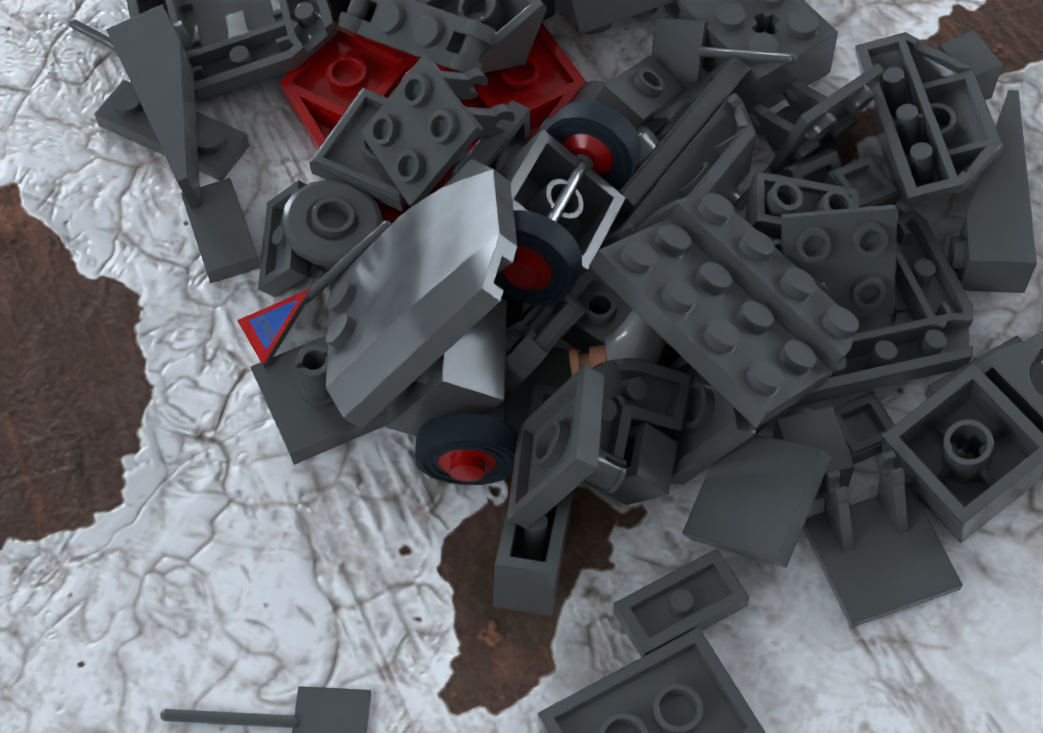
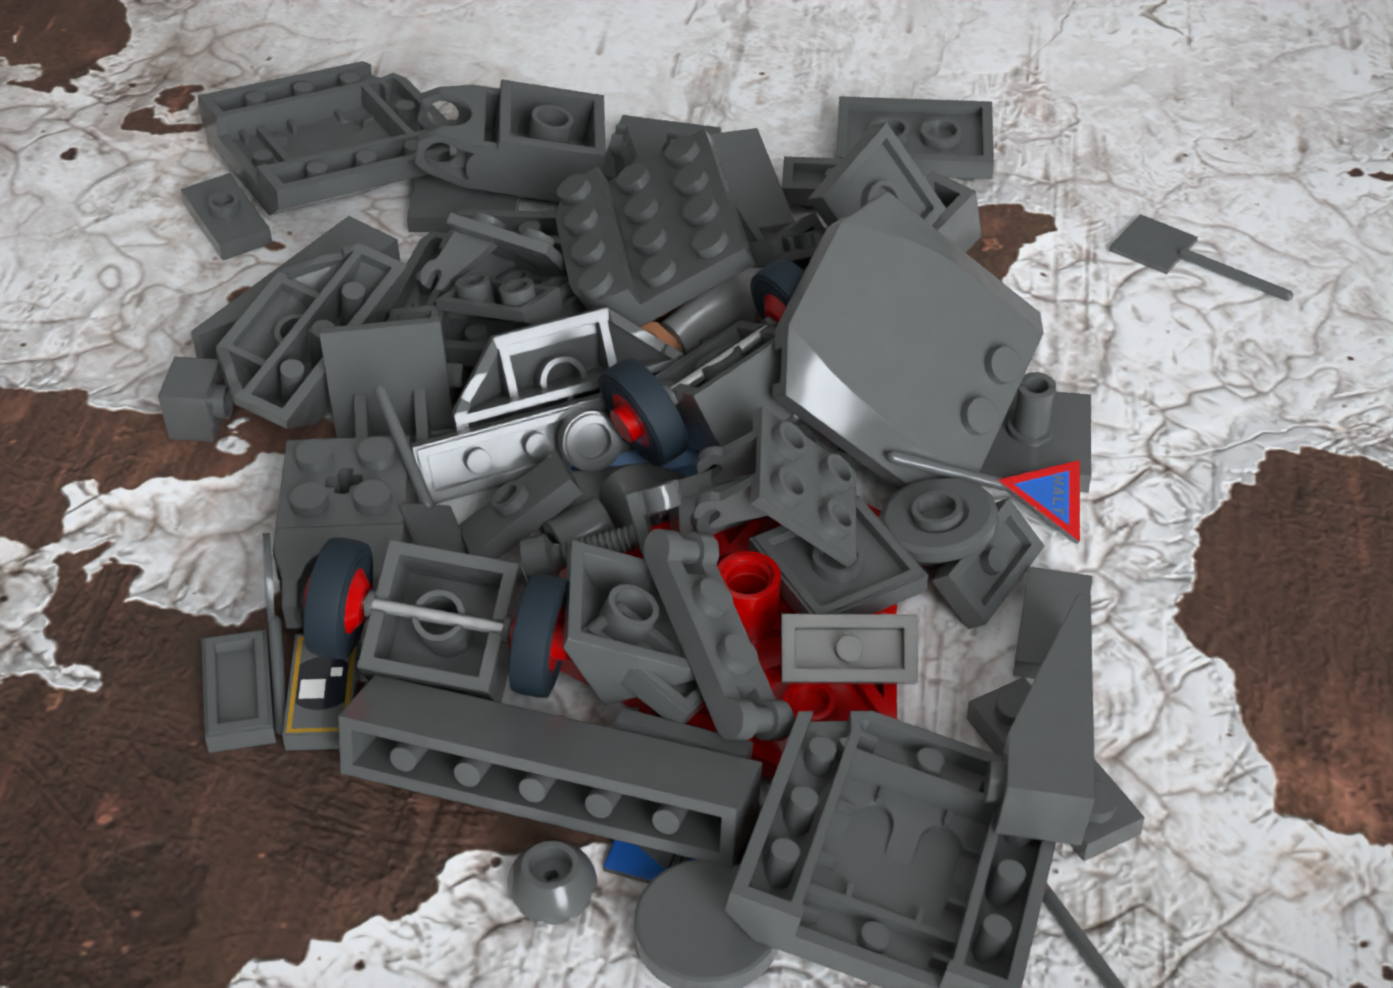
camera: 150 degrees left, 15 degrees down
(347, 77) = (849, 649): none -> plate
(583, 51) = (546, 558): none -> dark grey bar

